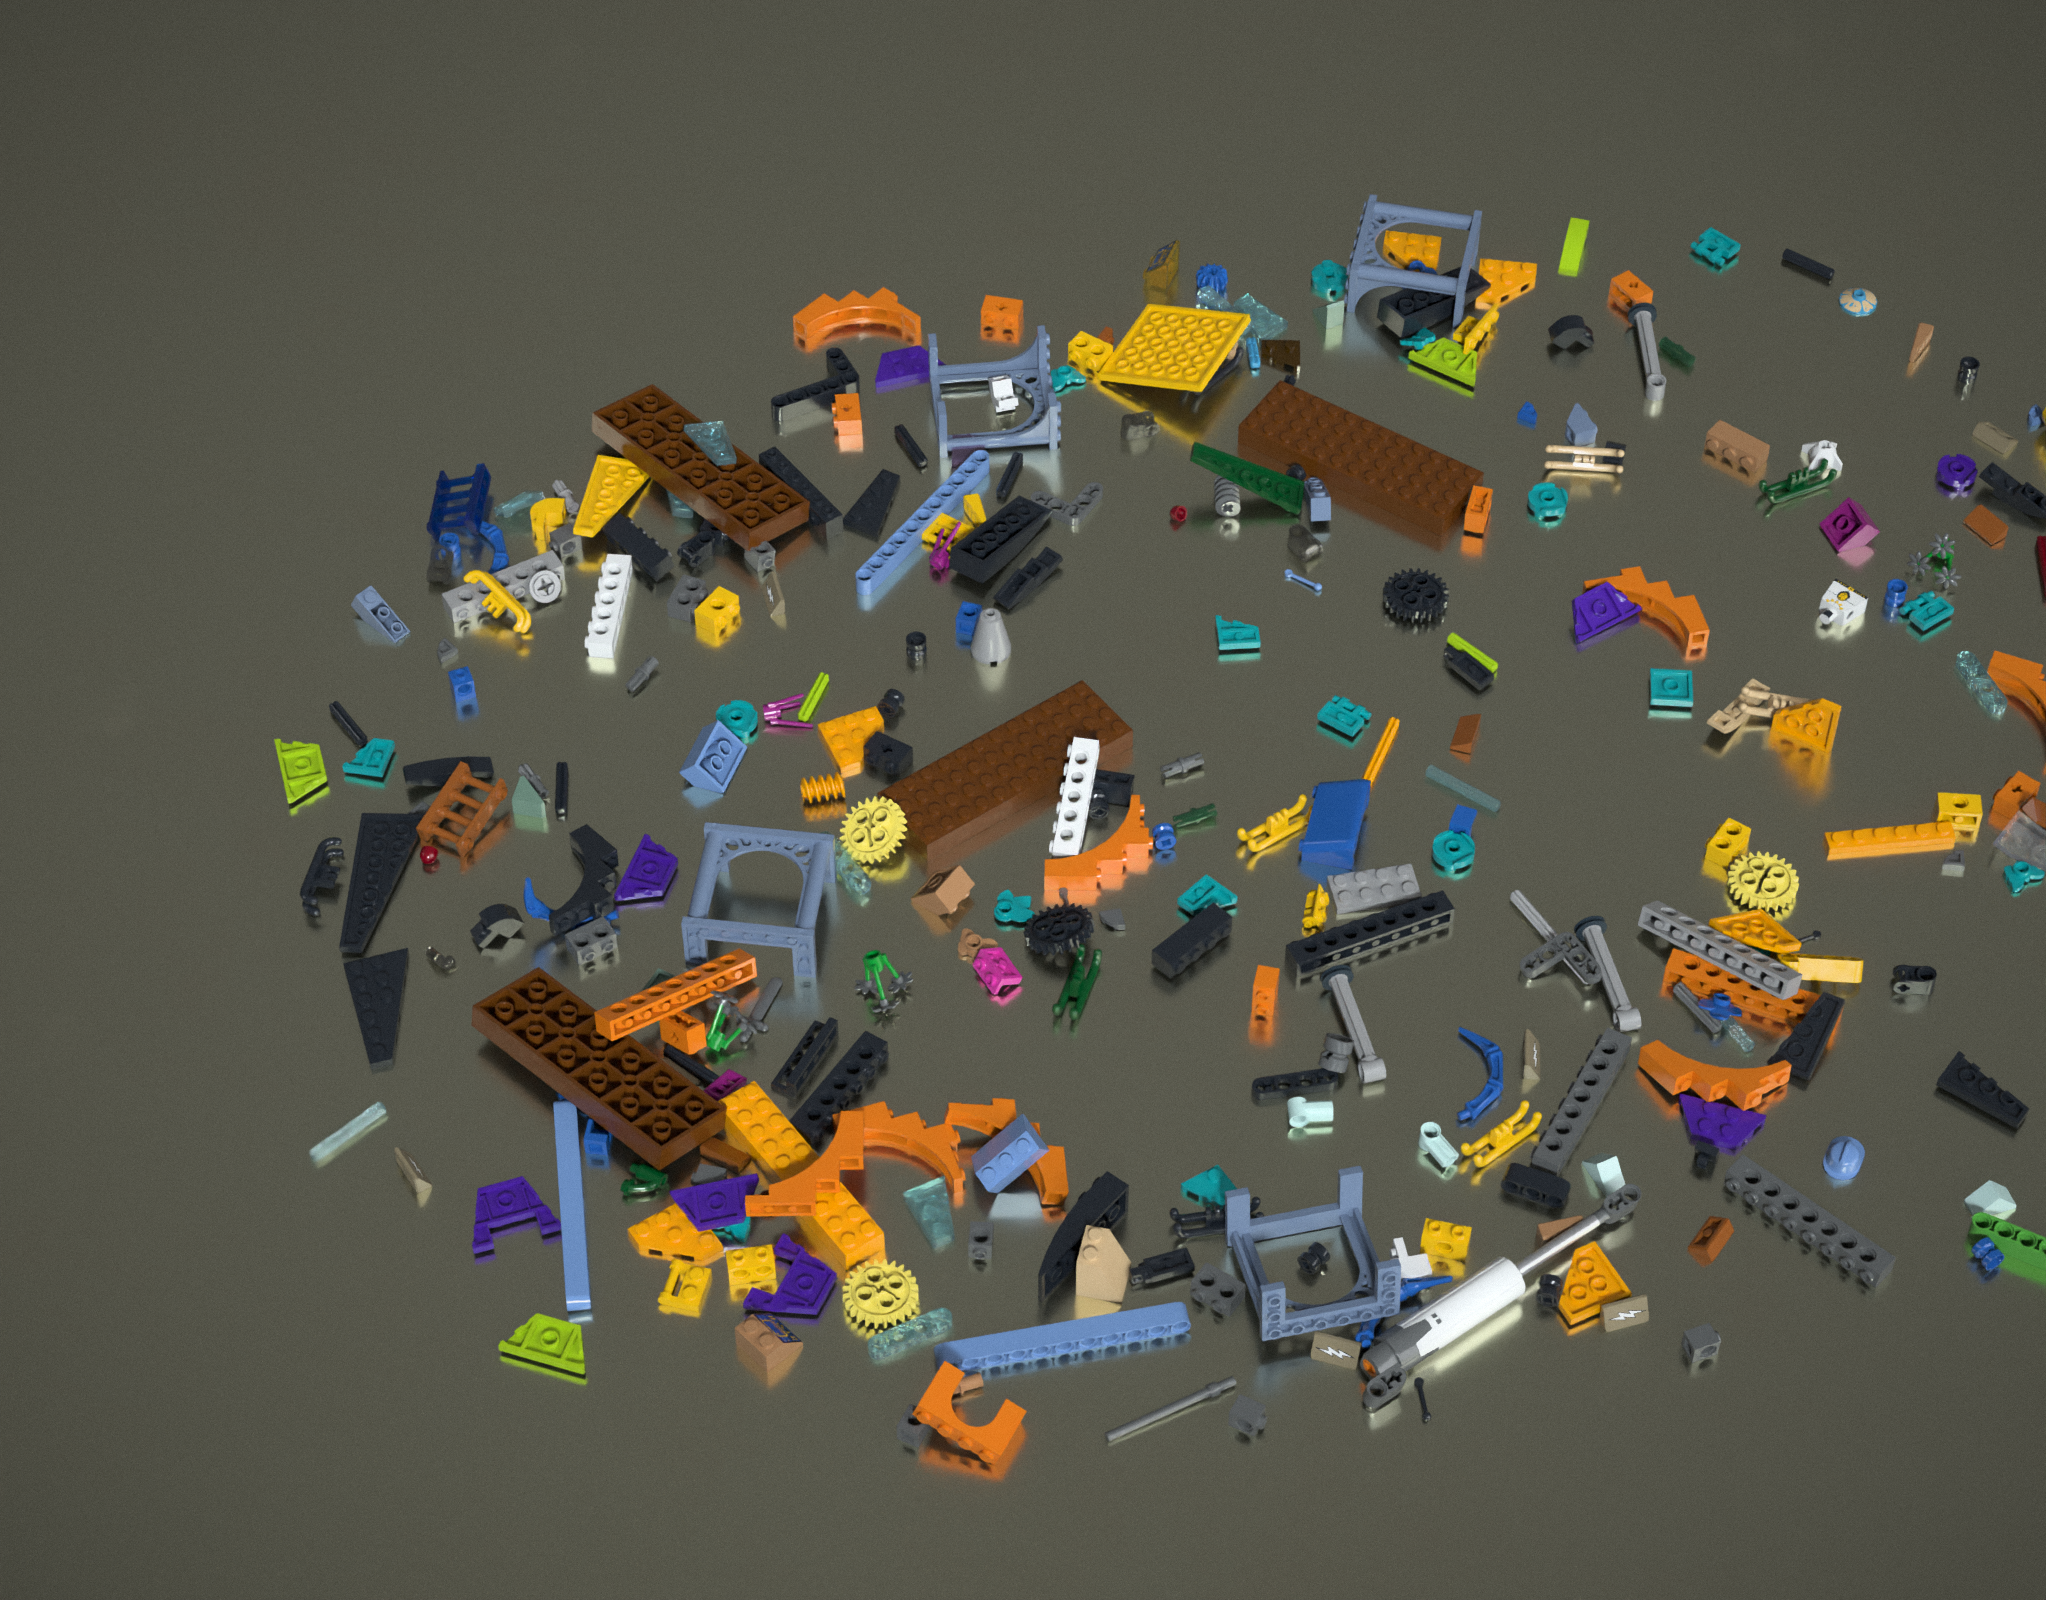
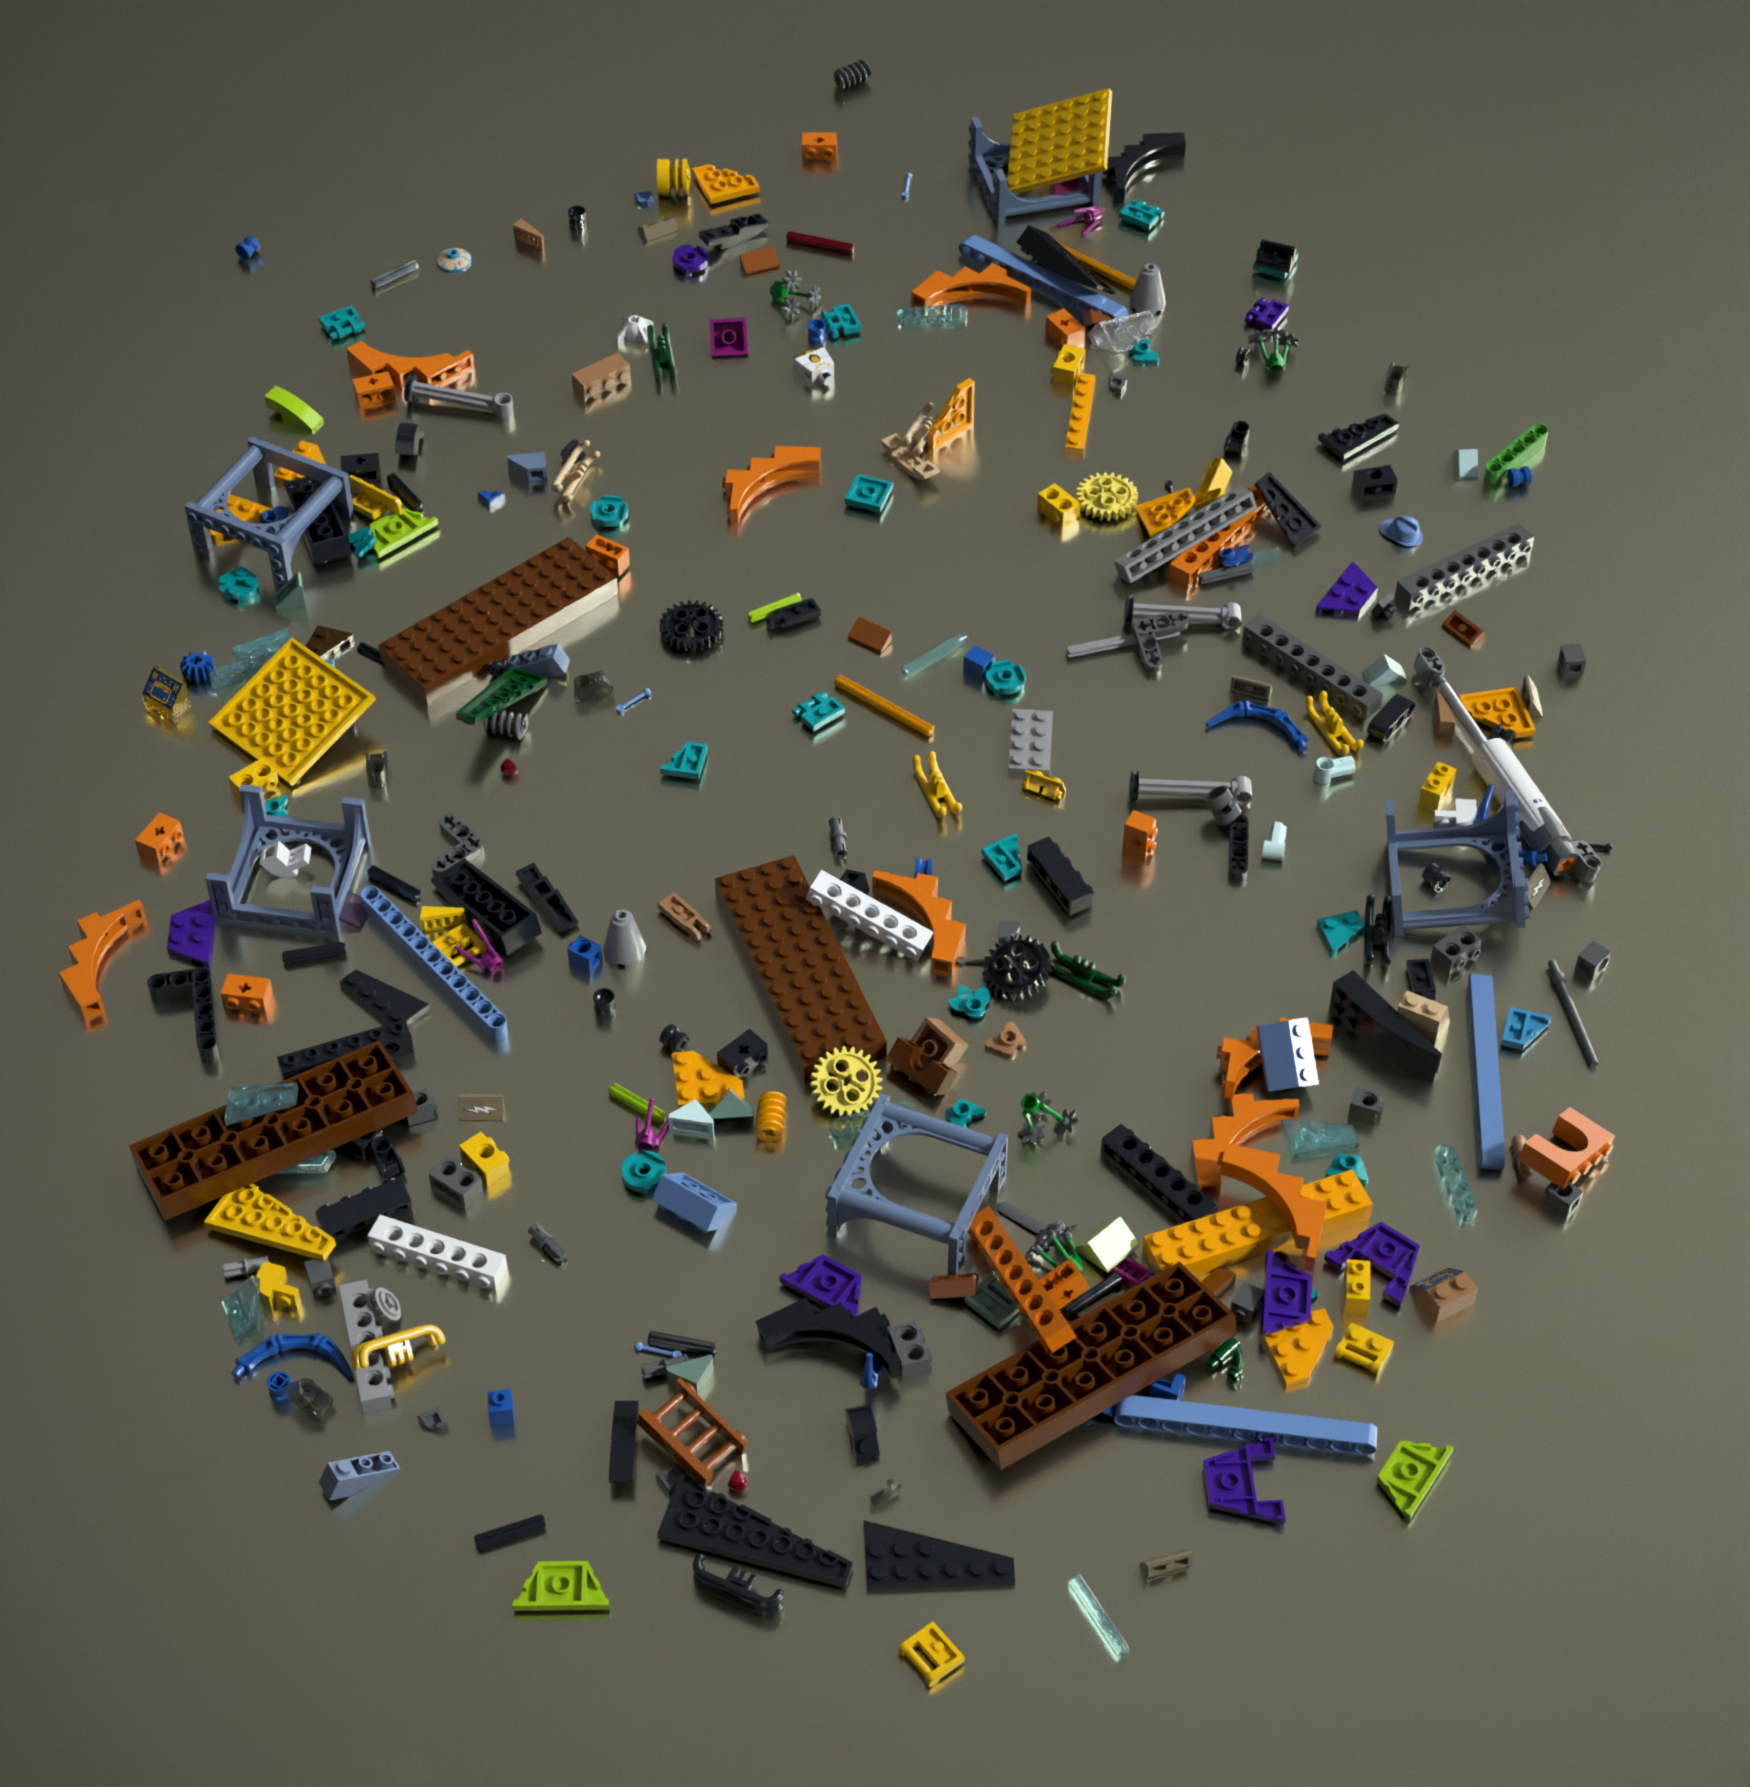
camera: 75 degrees left, 0 degrees up
(289, 1025) = (937, 1648): none -> yellow plate
(371, 759) = (574, 1514): teal wing -> none
(474, 508) = (216, 1341): clear blue fence -> none
(551, 788) = (639, 1346): none -> medium blue hinge
(670, 957) = (953, 1285): none -> dark orange slope
(747, 1063) = (1108, 1244): none -> slope
(805, 736) = (692, 1120): none -> light aqua slope
(807, 1061) = (1111, 1190): black fence -> none
(823, 758) = (731, 1106): none -> sand green slope
(874, 928) = (964, 1112): none -> teal animal
(880, 1293) = (1425, 1204): light yellow gear -> none
(902, 1241) = (1347, 1162): none -> teal animal
(904, 891) = (906, 1058): none -> reddish brown arch
(996, 969) = (1046, 1029): dark pink bracket -> none
(1041, 676) = (684, 915): none -> medium nougat hinge
(1107, 335) = (240, 761): dark orange plate -> none
(1131, 1363) = (1523, 1027): none -> dark azure wing
(1194, 815) = (904, 842): clear green pin -> none
(1335, 822) = (959, 735): blue windscreen -> none
(1369, 933) = (1085, 755): black brick -> none
(1504, 352) = (405, 491): none -> black axle
(1517, 312) = (362, 466): none -> black brick
(1600, 610) = (765, 511): dark purple wing -> none
(1672, 347) = (463, 382): clear green pin -> none
(1675, 319) = (429, 370): none -> orange arch
(1711, 1082) = (1316, 581): orange arch -> none
(1784, 153) = (247, 247): none -> blue wheel
(1907, 1115) = (1374, 482): none -> black brick

